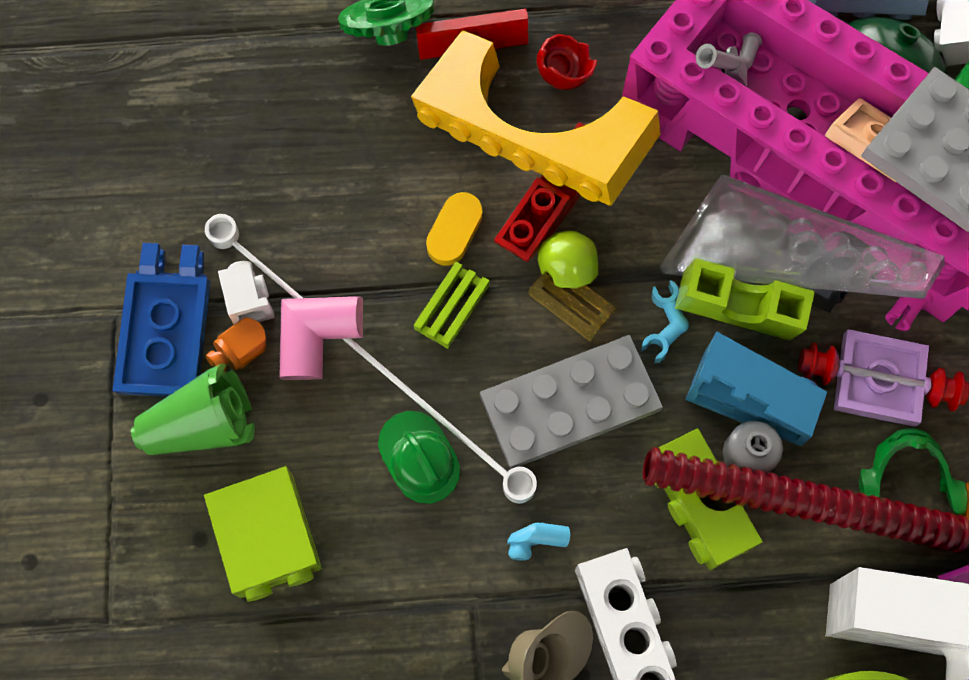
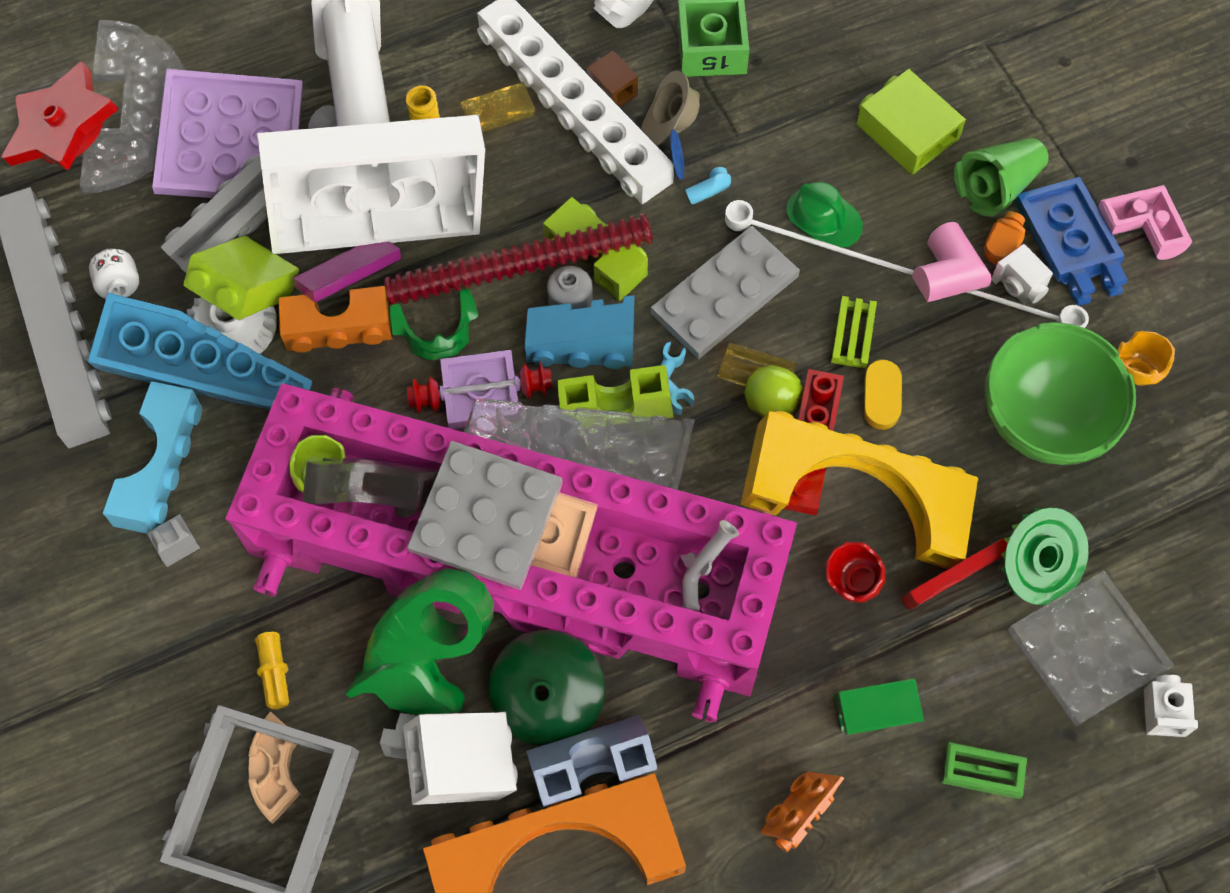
camera: 160 degrees right, 5 degrees down
(66, 315) = (1154, 213): none -> bright pink brick
(177, 160) = (1147, 357): none -> light orange hair
(294, 127) = (1059, 394): none -> bright green piece
(566, 586) = (675, 154): none -> blue piece

